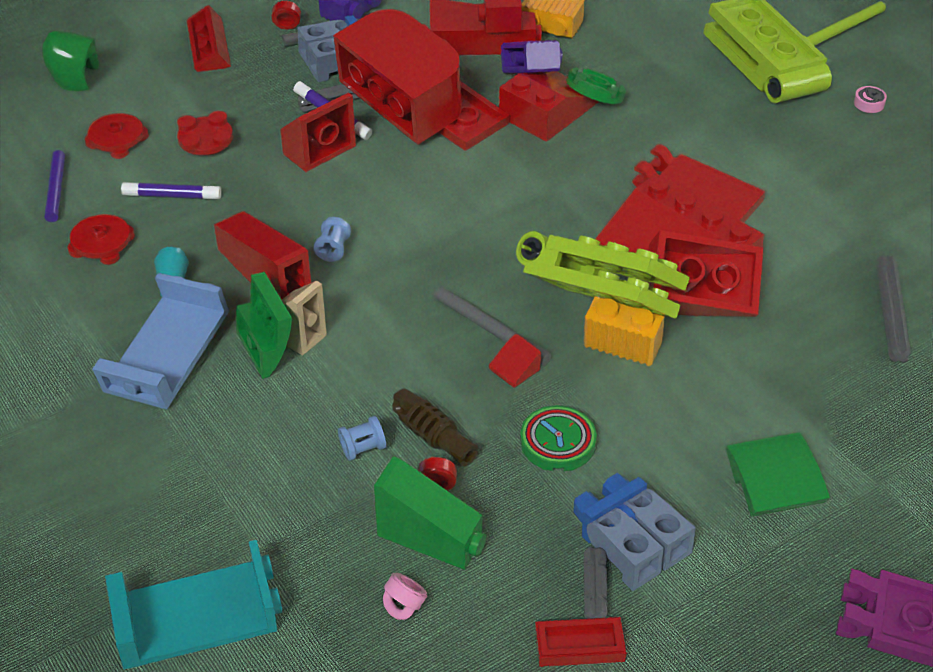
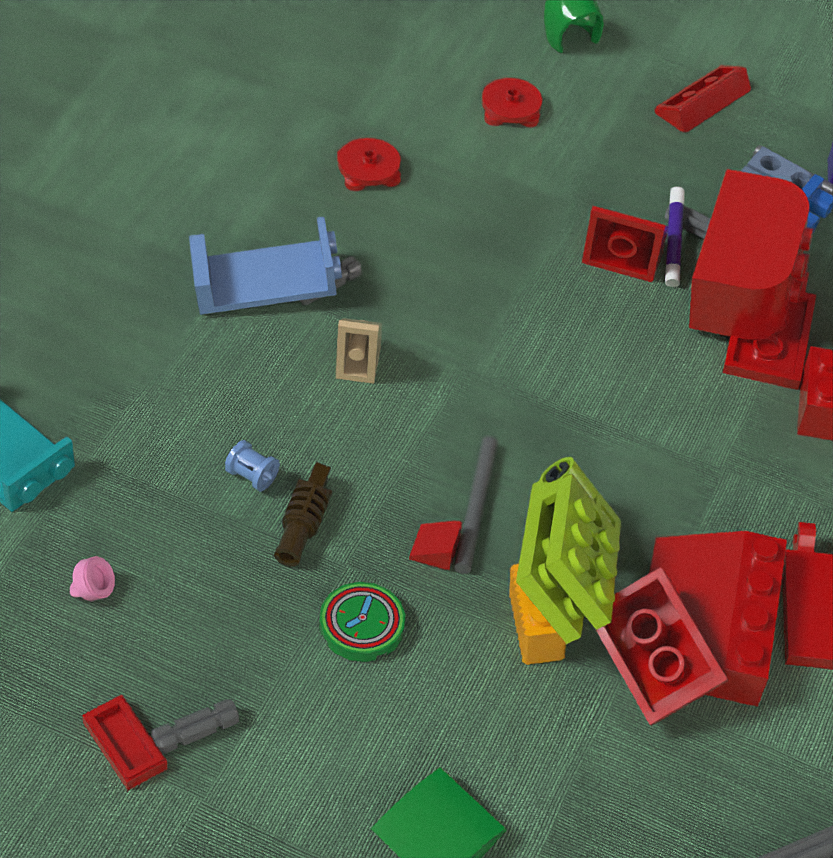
camera: 55 degrees right, 5 degrees up
(54, 186) = (410, 98): dark purple bar -> none
(171, 190) = (469, 179): dark purple bar -> none
(171, 262) = (359, 230): teal cone -> none
(204, 134) = (561, 161): red piece -> none
(259, 248) = (415, 286): red slope -> none
(263, 325) = (324, 322): green slope -> none
(286, 15) = (790, 131): red tile -> none
(332, 239) = (491, 324): medium blue bush -> none
(426, 516) = (178, 550): green slope -> none
(440, 471) = (243, 541): red tile -> none
(634, 529) = (275, 728): sand blue hips -> none

